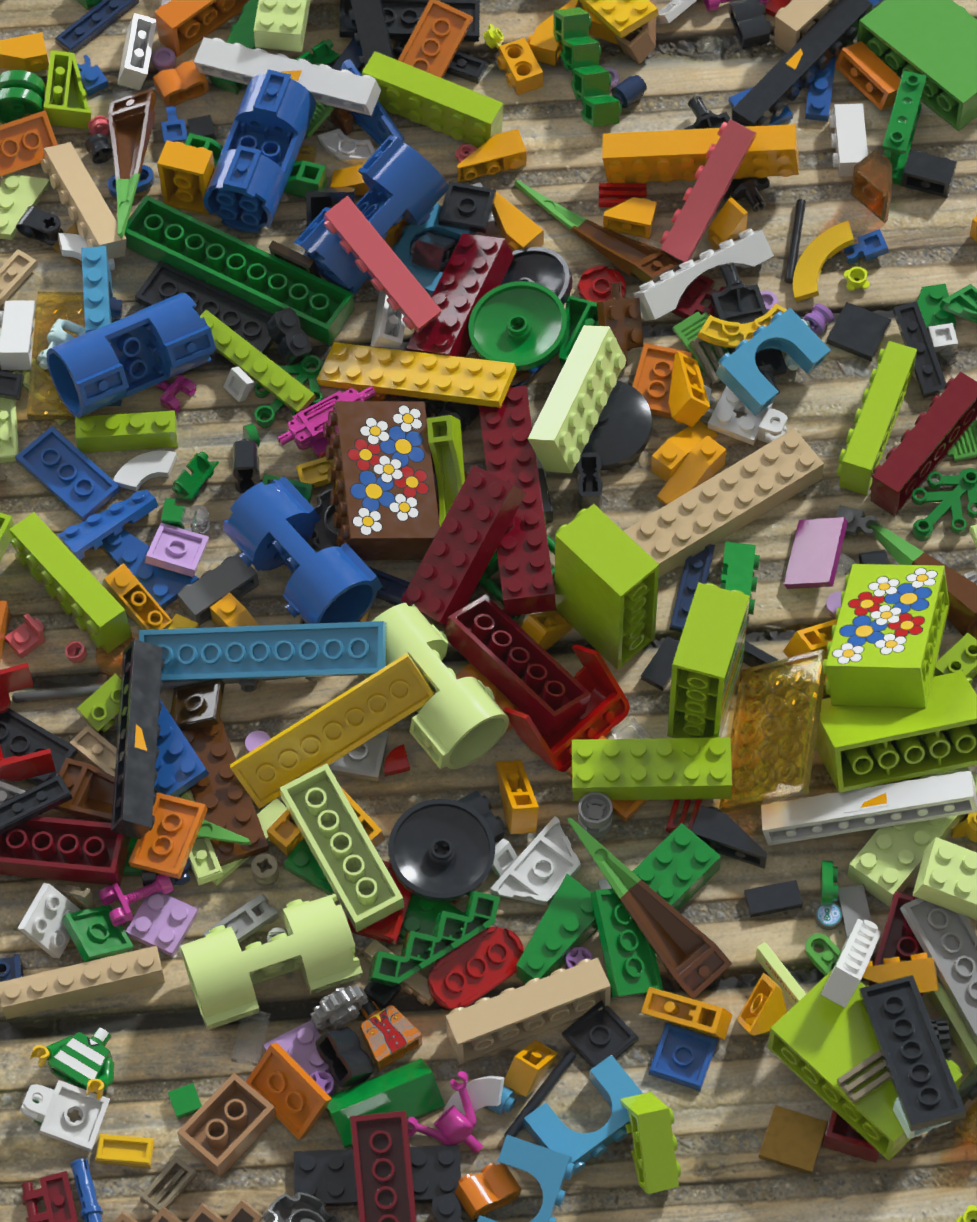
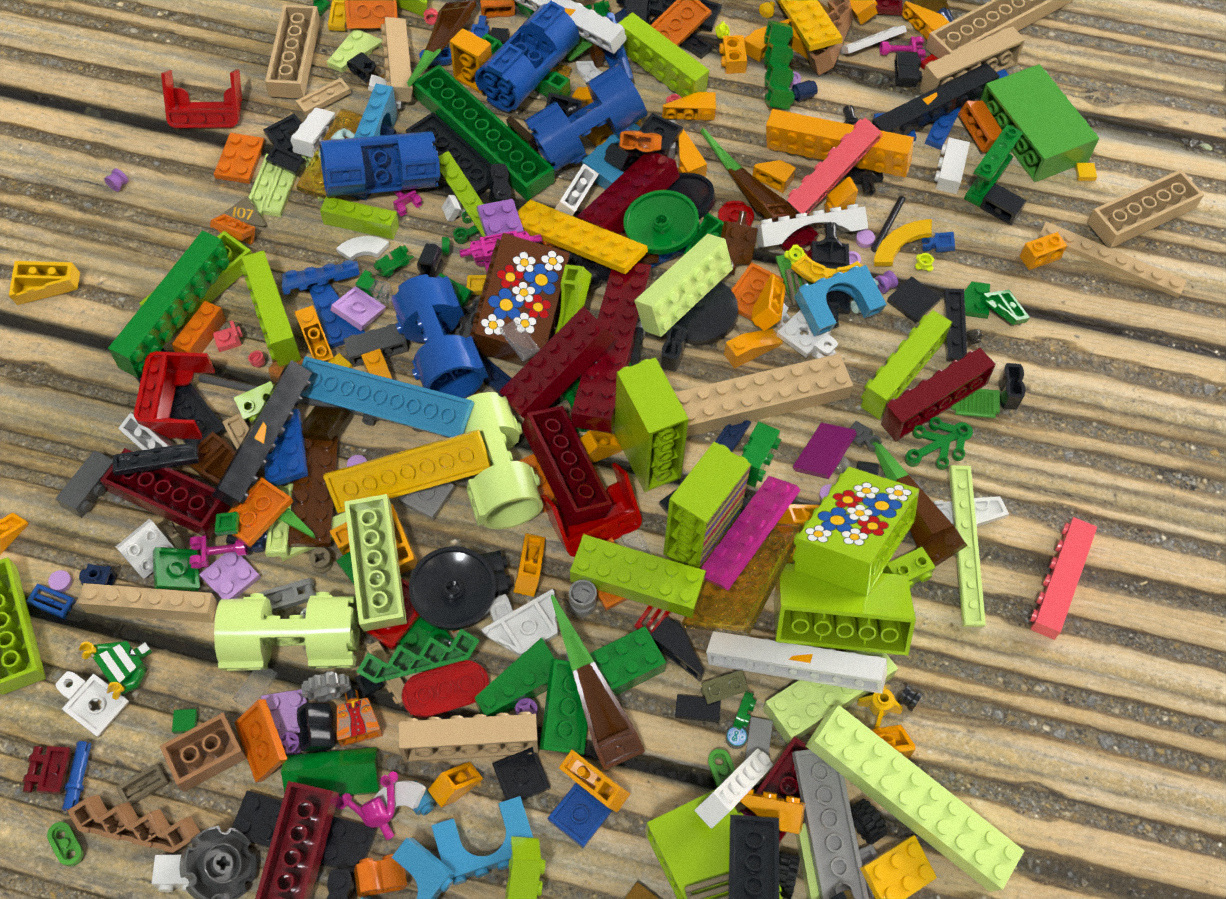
camera: 15 degrees right, 0 degrees up
(67, 473) = (307, 234): blue plate -> none
(99, 148) = (424, 29): black wheel -> none
(125, 1150) = (123, 745): yellow tile -> none
(142, 859) = (227, 523): none -> green tile
(310, 380) = (499, 217): none -> medium lavender plate
(382, 264) = (577, 150): coral brick -> none
(396, 761) = (452, 509): red tile -> none
(407, 530) = (519, 340): none -> clear tile
(457, 226) = (642, 141): none -> orange brick
(541, 1093) = (456, 808): black bar -> none
(621, 191) = (772, 154): red tile -> none
(696, 311) = (794, 250): none -> neon yellow plate
(696, 468) = (760, 359): light orange slope -> none
(763, 676) = (749, 531): none -> dark pink plate
(763, 1007) = (654, 798): light orange slope -> none
(773, 269) = (865, 238): none -> lavender tile
(779, 973) = (680, 773): yellowish green tile -> none
(795, 864) = (724, 686): none -> olive hinge
(873, 184) = (958, 198): clear orange slope -> none
(943, 336) = (975, 320): white plate -> none

